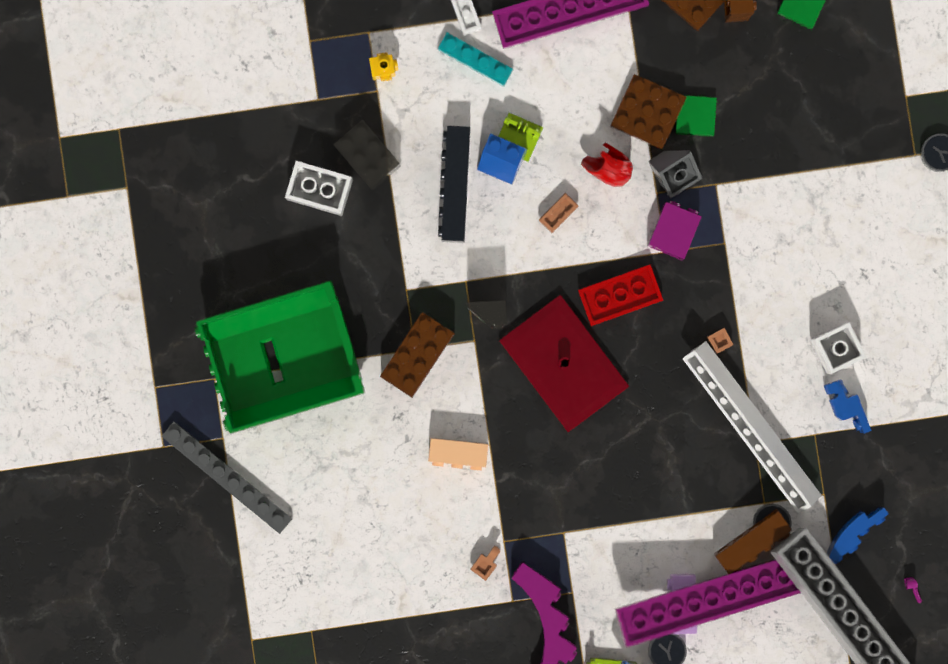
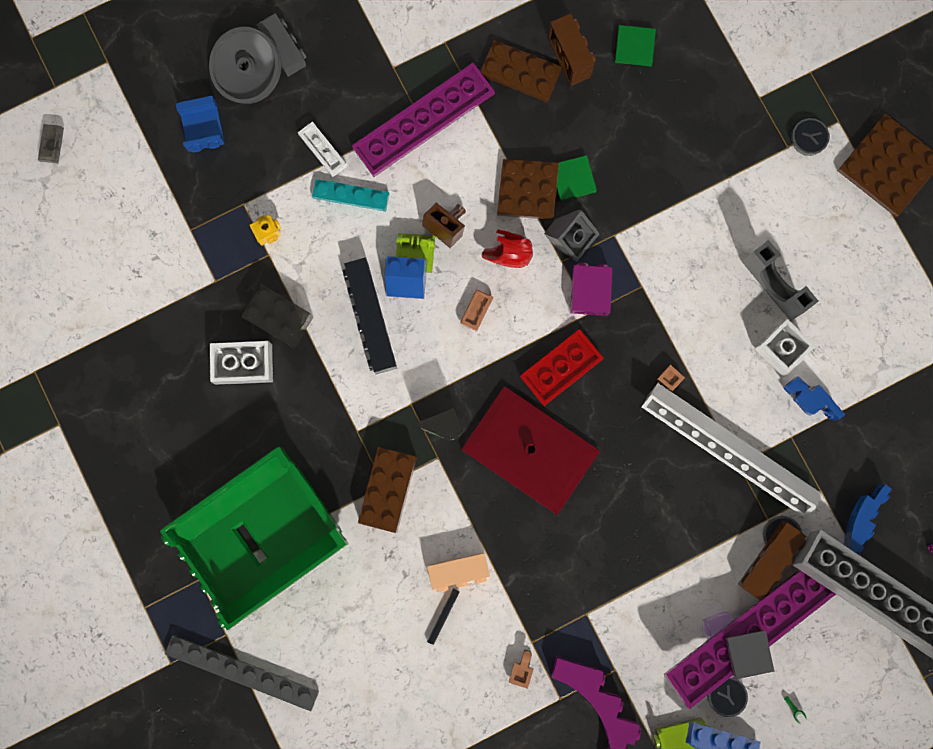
camera: 15 degrees left, 5 degrees down
(430, 489) = (443, 616): none -> black bar
(556, 120) = (444, 224): none -> reddish brown brick
(699, 618) = (749, 654): none -> dark grey tile
(846, 266) = (789, 300): none -> dark grey arch

